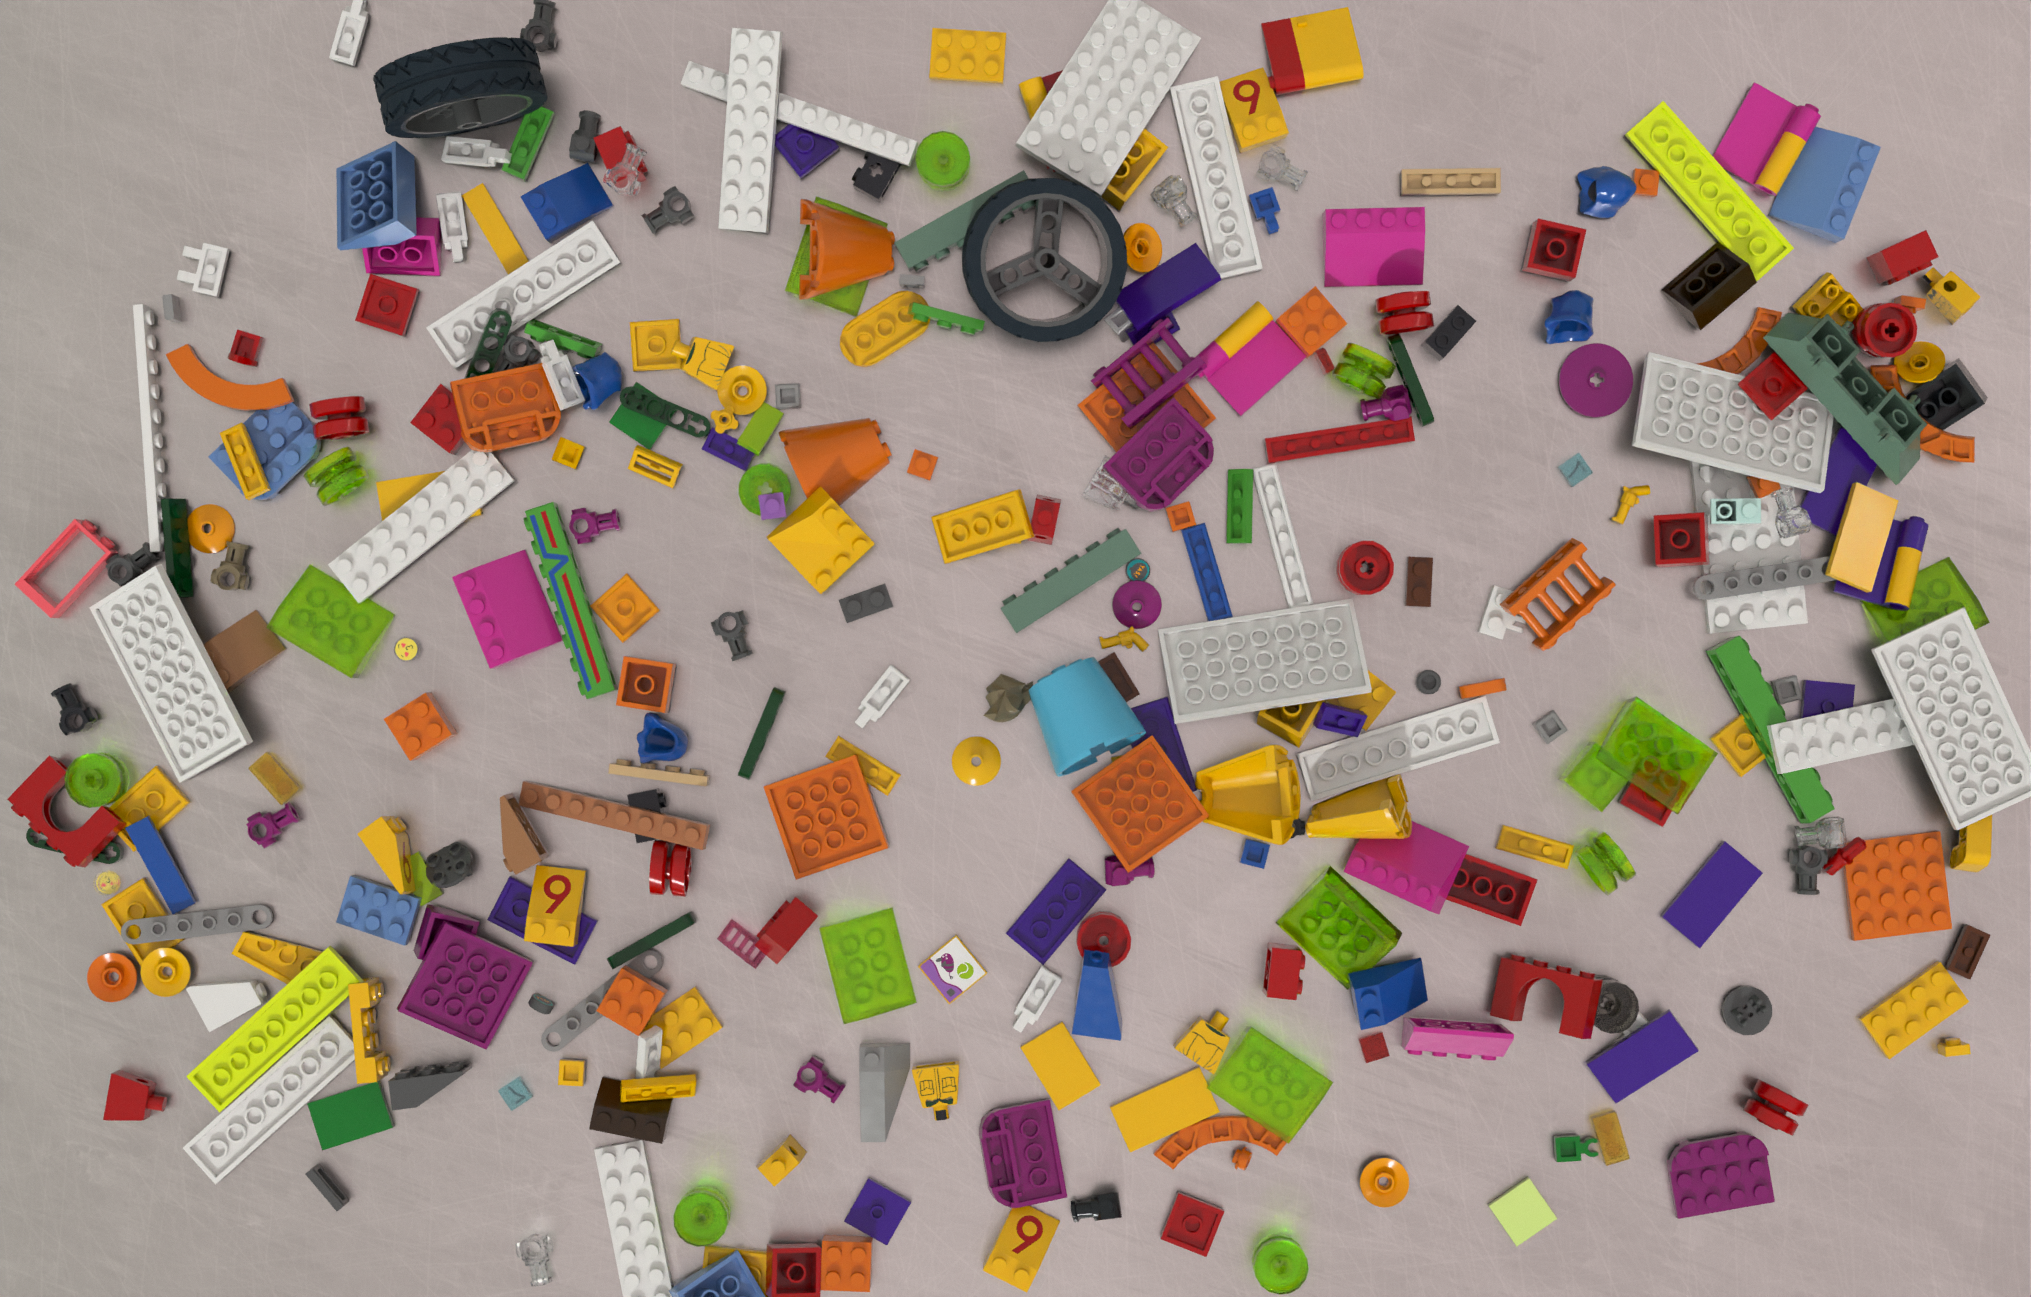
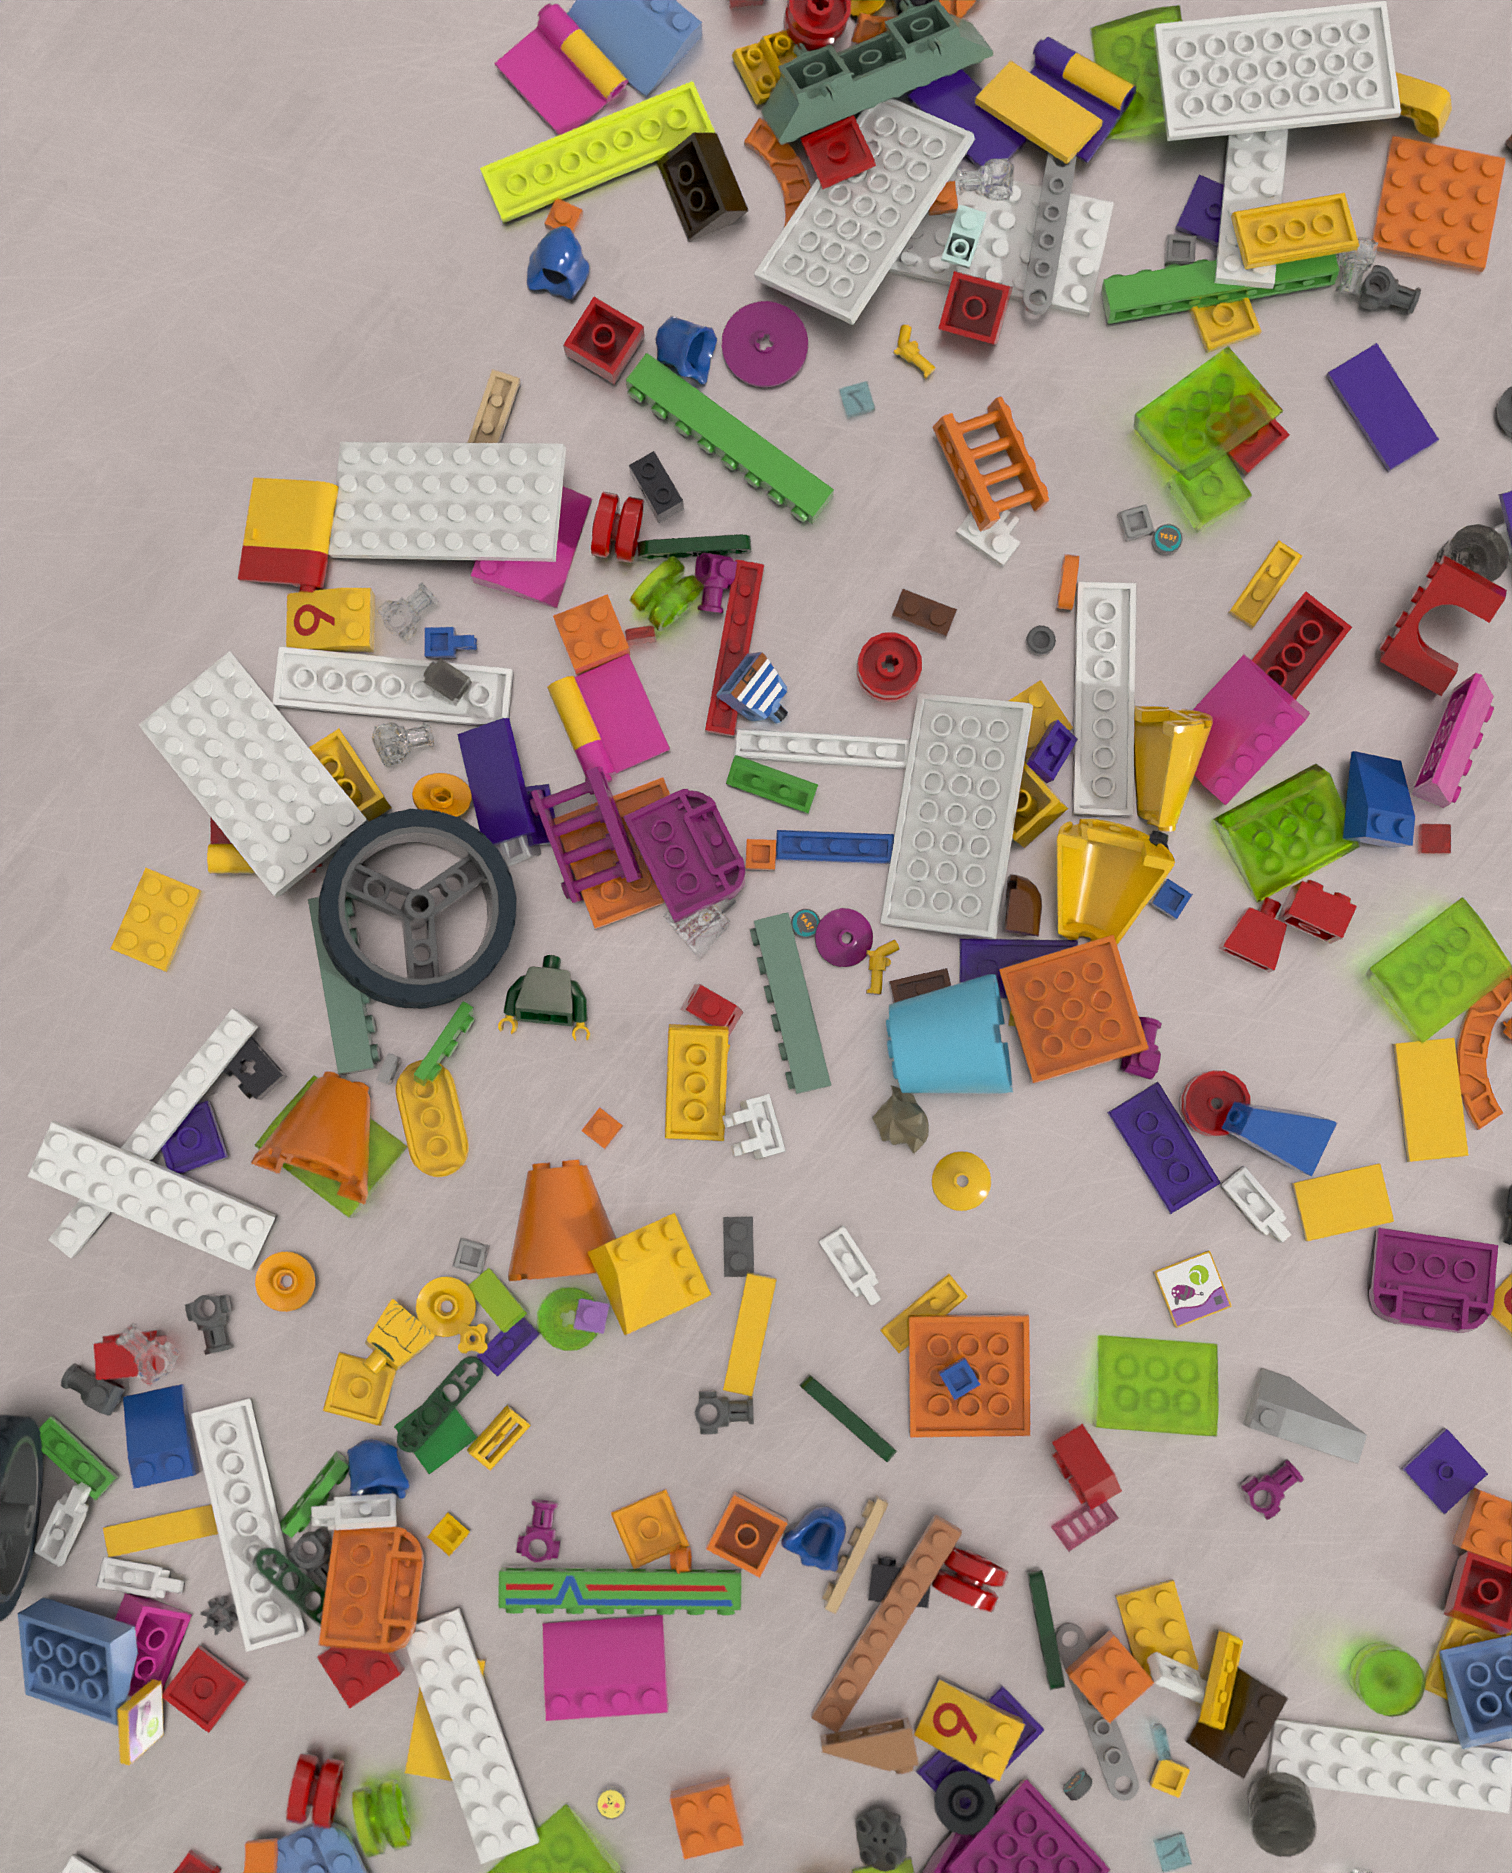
camera: 75 degrees left, 5 degrees down
(345, 265) = (140, 1722): none -> tile
(441, 293) = (213, 1620): none -> dark grey gear
(498, 907) = (948, 1799): none -> black dish
(572, 1167) = (1282, 1814): none -> clear smoke wheel
(596, 1056) = (1160, 1741): none -> clear light blue tile
(609, 640) = (681, 1559): none -> orange plate
(716, 245) = (270, 1286): none -> light orange dish
(781, 1160) = (1352, 1563): yellow torso -> none
(800, 634) = (749, 1334): none -> yellow tile
(821, 809) = (959, 1378): none -> blue plate
(937, 1086) = (1322, 1351): yellow torso -> none
(943, 146) = (282, 991): clear neon green wheel -> none
(965, 589) = (761, 1127): none -> white plate
(1009, 386) = (547, 998): none -> torso
(1205, 1041) = (1368, 1027): yellow torso -> none
(1207, 737) = (1023, 907): none -> reddish brown brick
(1234, 219) = (446, 681): none -> clear smoke brick
(1248, 930) = (1257, 936): none -> red torso
(1310, 467) = (755, 690): none -> torso
(1379, 170) = (448, 501): none -> white plate
(1507, 378) = (729, 438): none -> bright green brick
(1544, 756) = (1167, 539): none -> dark grey tile
(1605, 862) = (1311, 510): clear neon green wheel -> none
(1830, 776) = (1294, 230): none -> yellow tile
(1845, 855) = (1387, 245): red axle -> none

